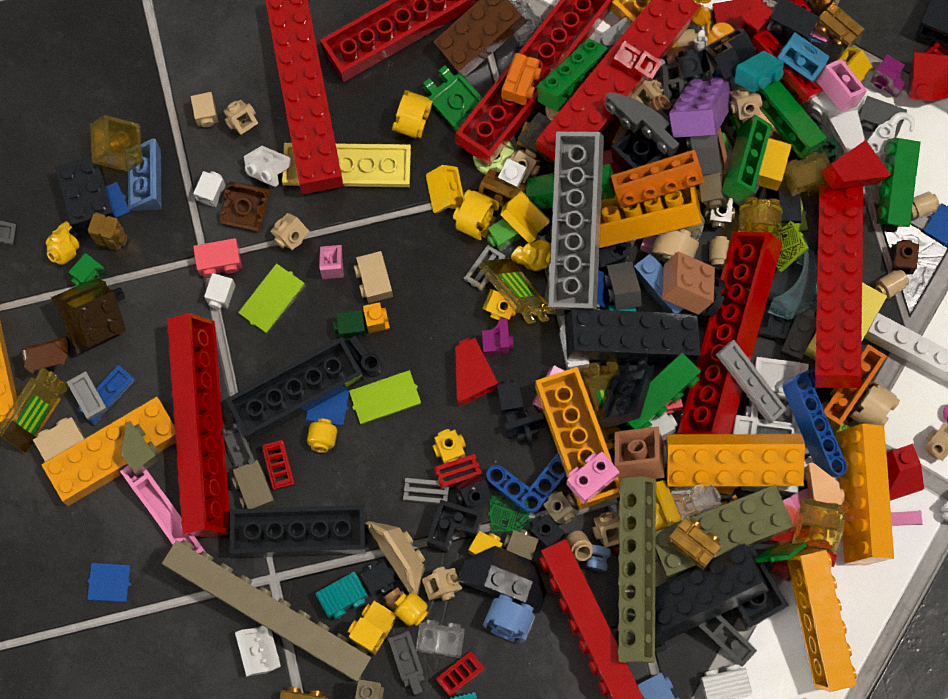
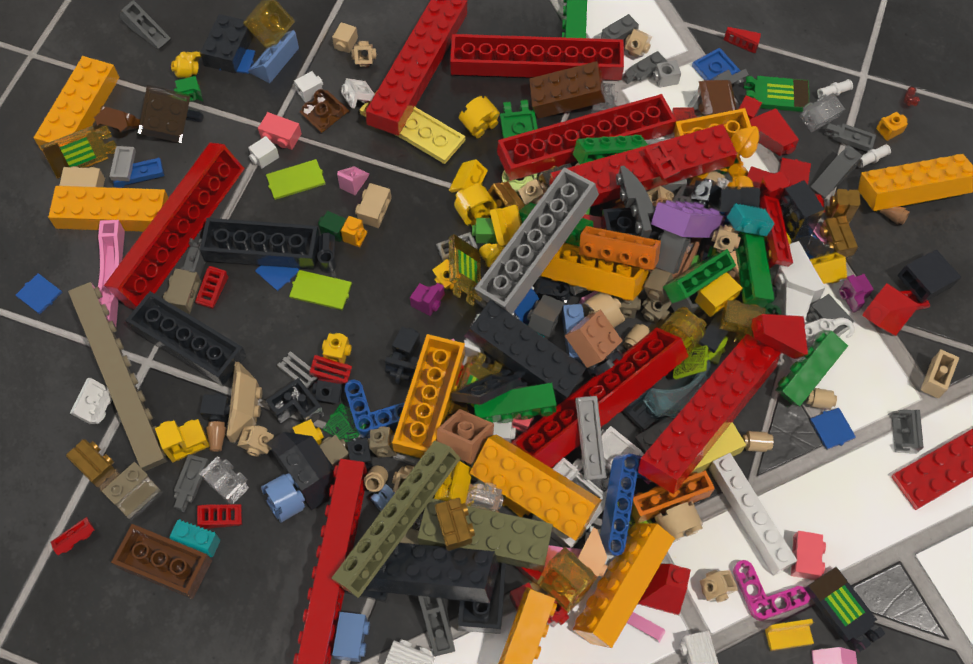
camera: 30 degrees right, 10 degrees down
(107, 232) = (219, 71): pearl gold brick -> none
(136, 450) = (119, 211): olive slope -> none
(289, 232) = (344, 145): tan brick -> none
(322, 435) = (255, 285): yellow head -> none
(342, 596) = (180, 403): teal brick -> none
(411, 609) = (217, 441): yellow head -> none
(473, 372) = (392, 309): red slope -> none
(512, 172) = (520, 190): white plate -> none
(520, 79) = (570, 129): orange brick -> none
(592, 477) = (414, 426): bright pink brick -> none
(780, 552) = (521, 580): green piece -> none
(803, 57) = (792, 229): dark azure brick -> none
(841, 85) = (809, 266): bright pink brick -> none
(905, 256) = (782, 427): reddish brown brick -> none

